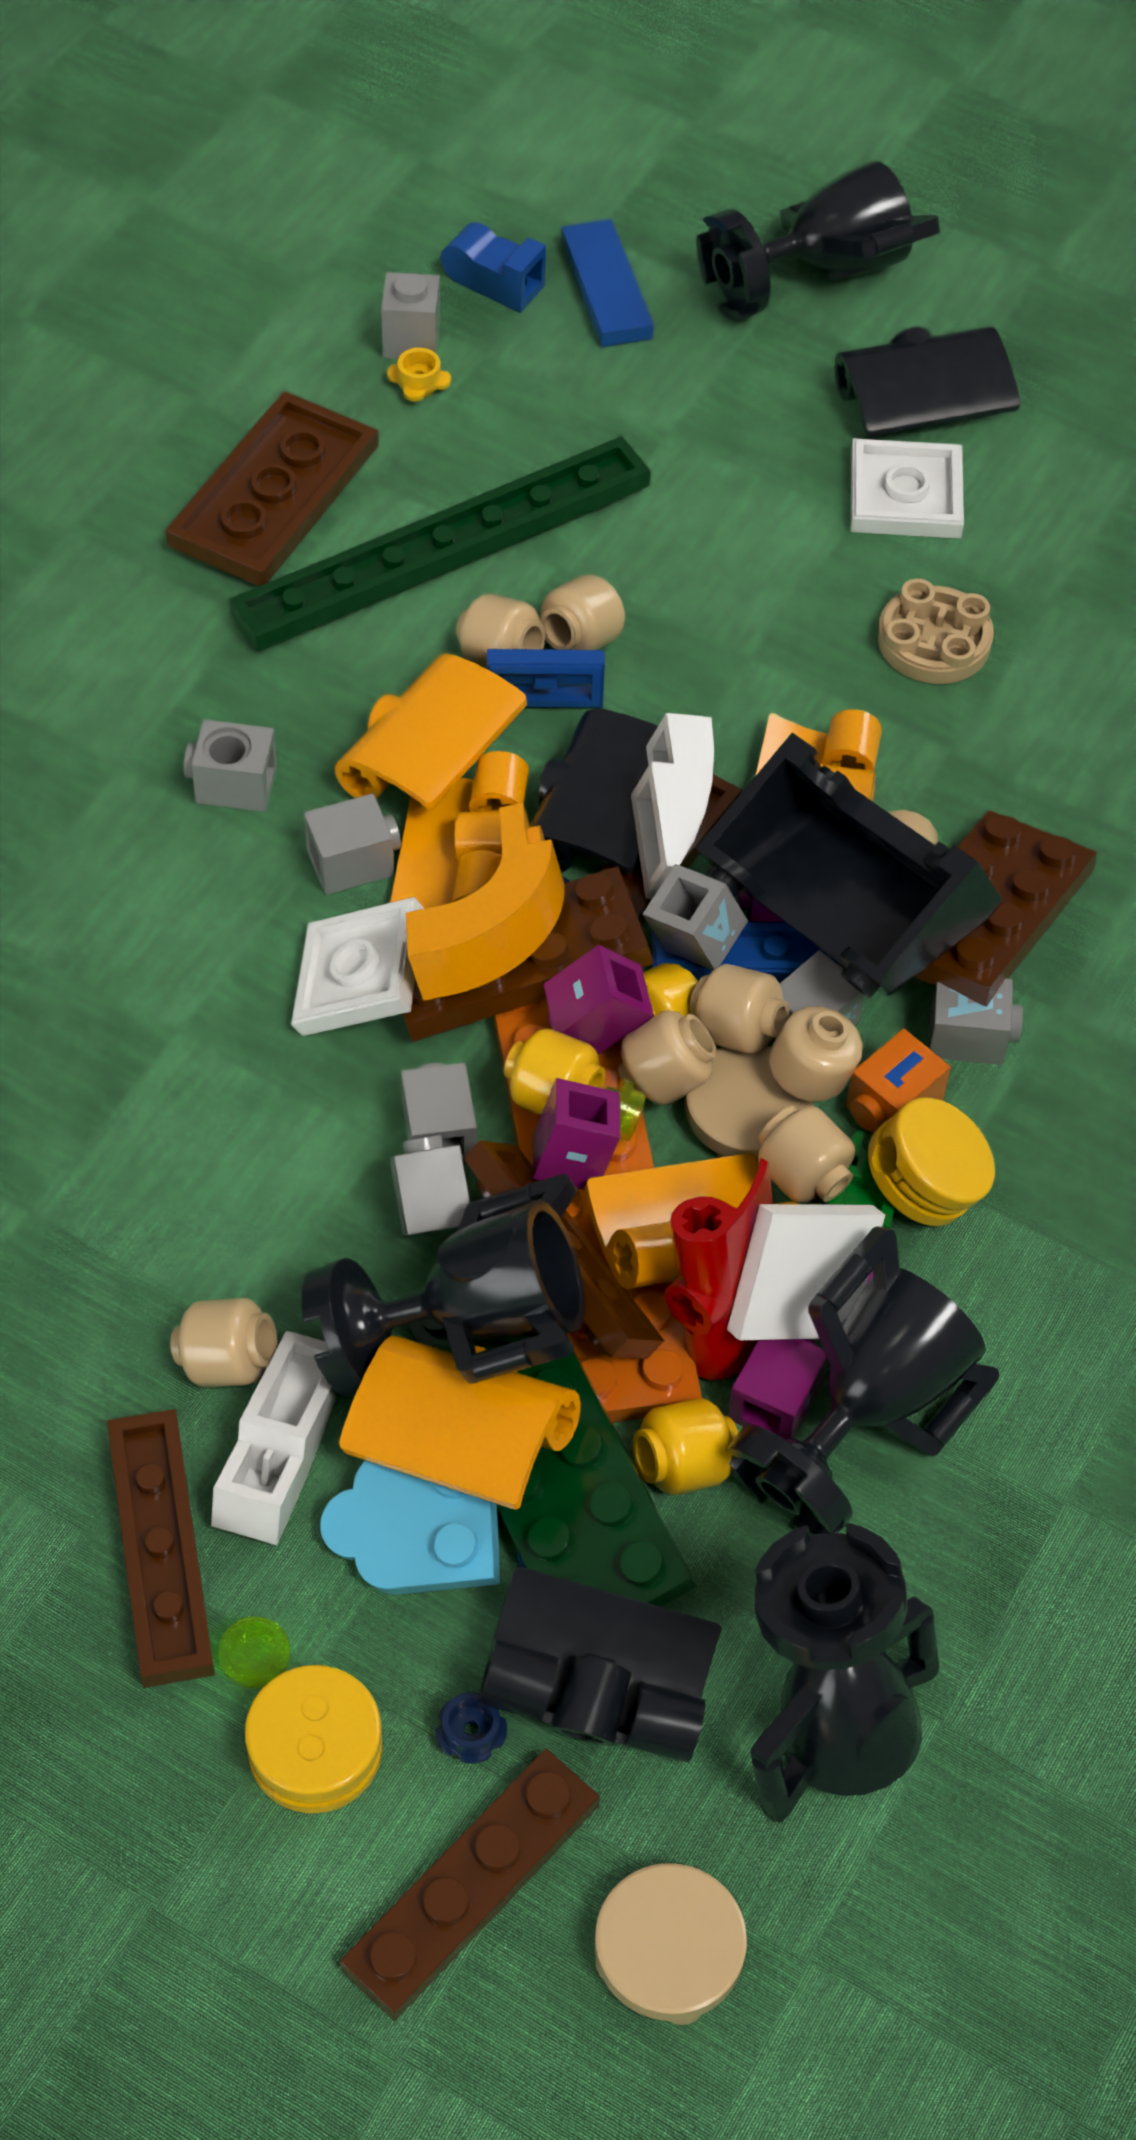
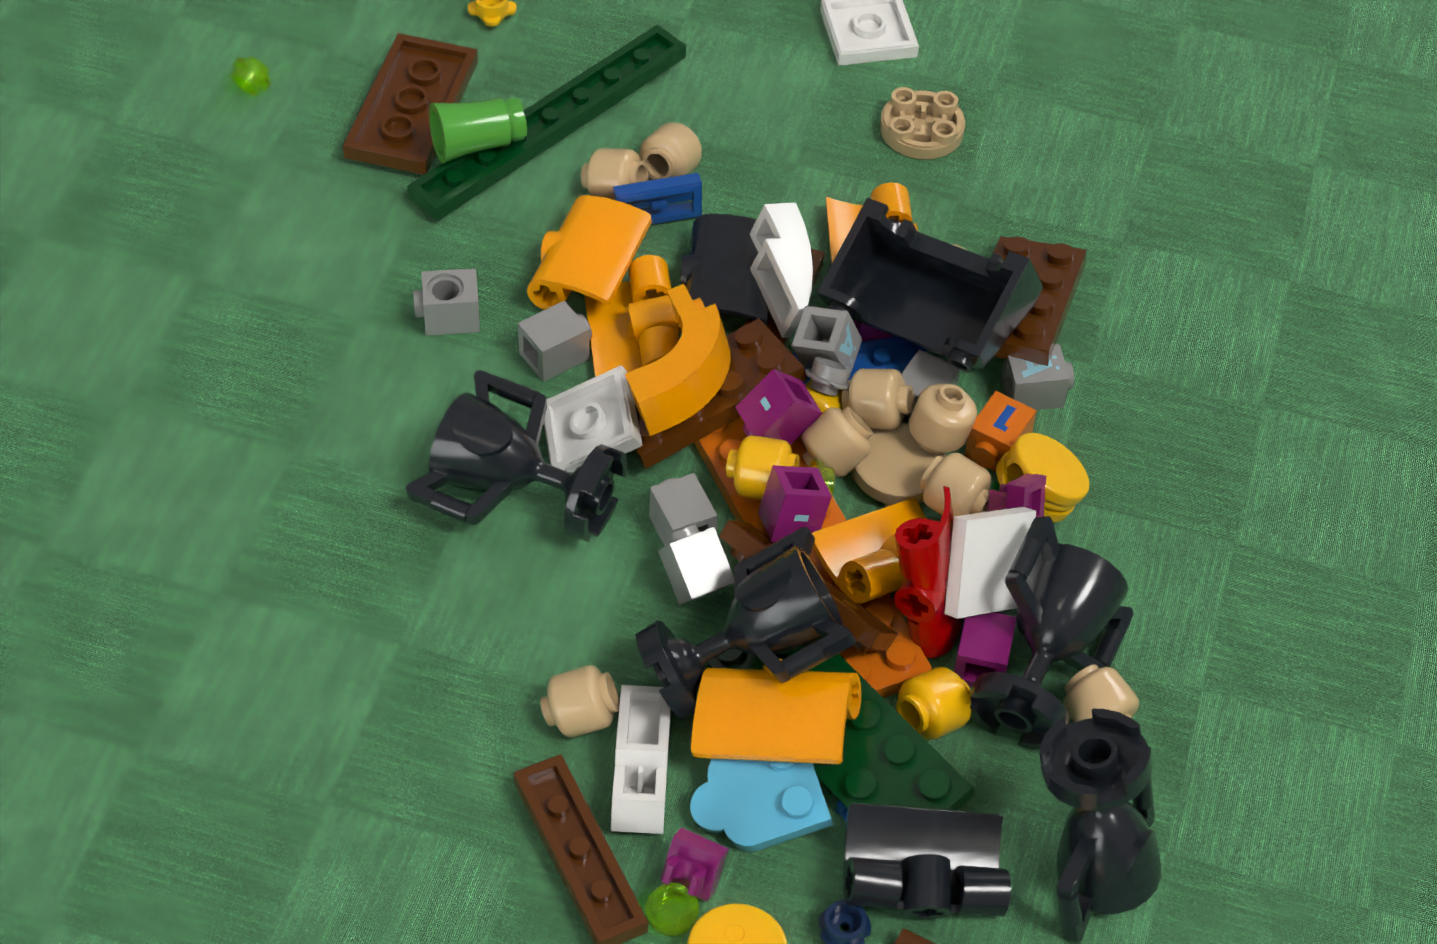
camera: 15 degrees left, 5 degrees down
(82, 415) = (250, 75): none -> clear neon green plate
(213, 981) = (492, 453): none -> black piece
(297, 1599) = (694, 863): none -> magenta tile
(334, 535) = (475, 126): none -> bright green plant
(679, 965) = (828, 376): none -> light grey plate
(888, 1186) = (1022, 492): none -> magenta tile
(910, 1495) = (1099, 690): none -> tan head

